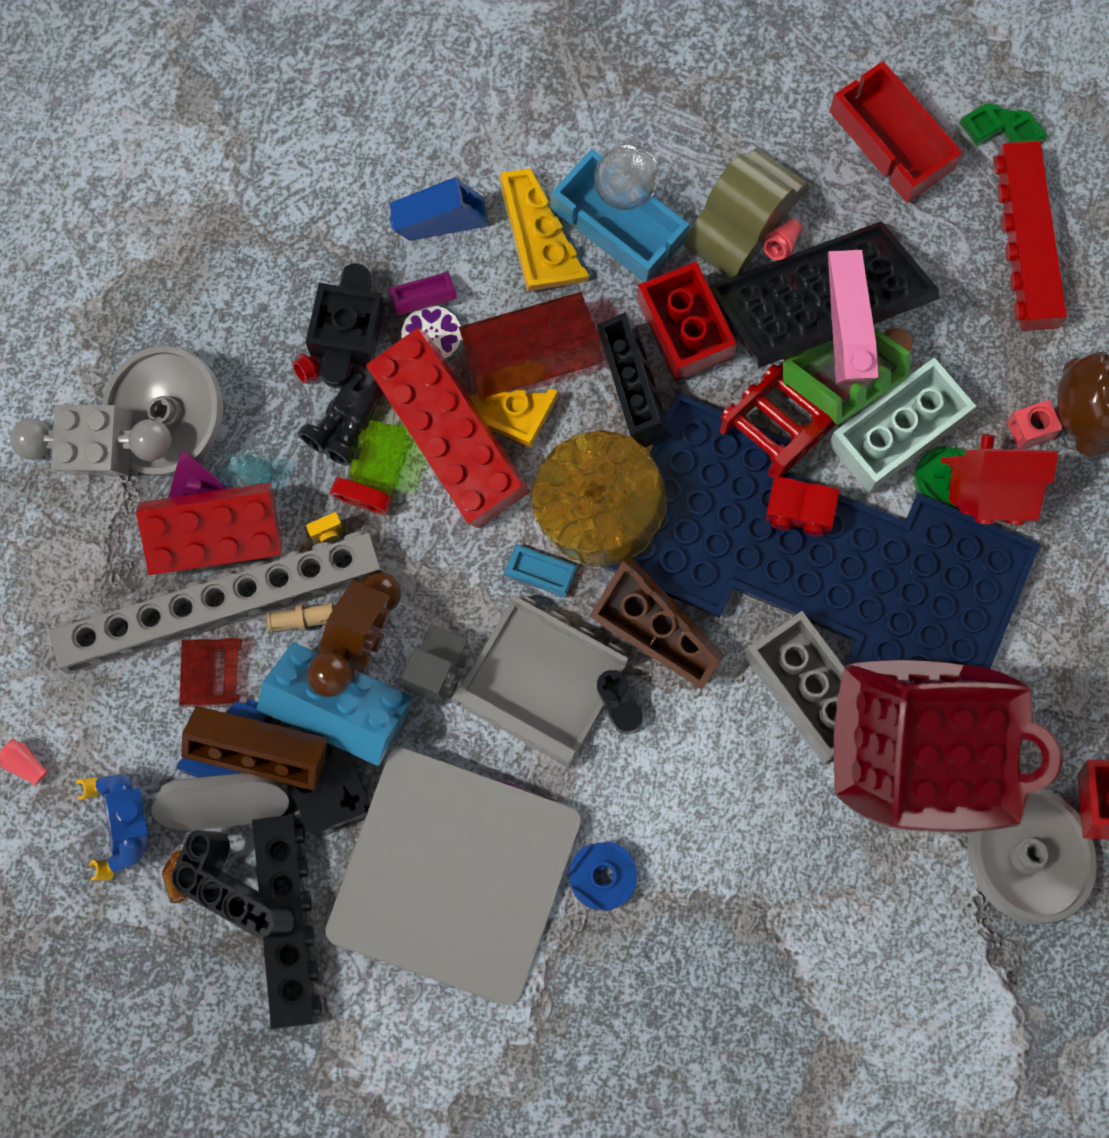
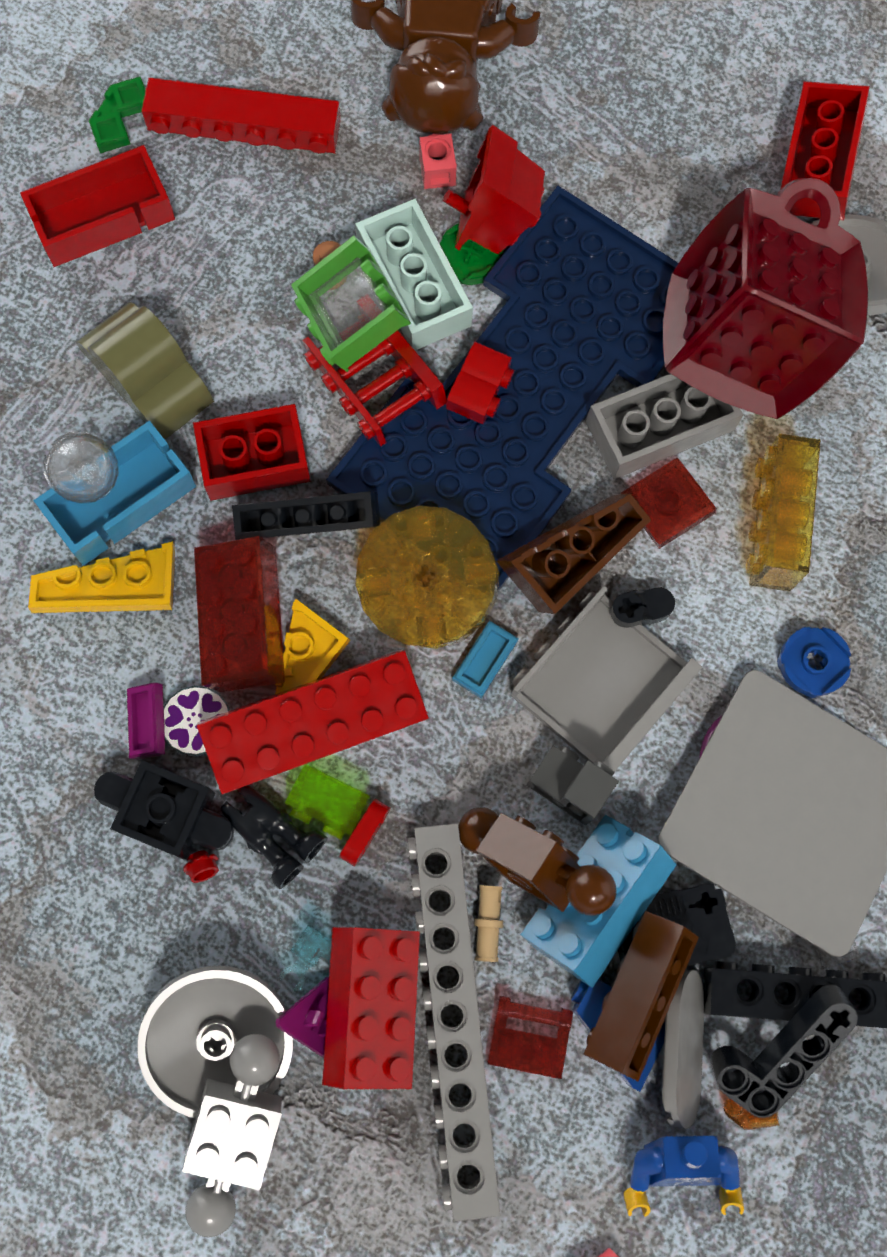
camera: 85 degrees left, 0 degrees up
(325, 529) = (396, 877): yellow plate -> none
(438, 211) = (54, 685): blue slope -> none
(730, 710) = (671, 502): none -> clear red plate
(741, 816) = (783, 513): none -> clear yellow brick
(781, 241) = (189, 340): coral cone -> none
(788, 301) = (260, 310): black plate -> none
(851, 319) = (316, 275): bright pink slope -> none

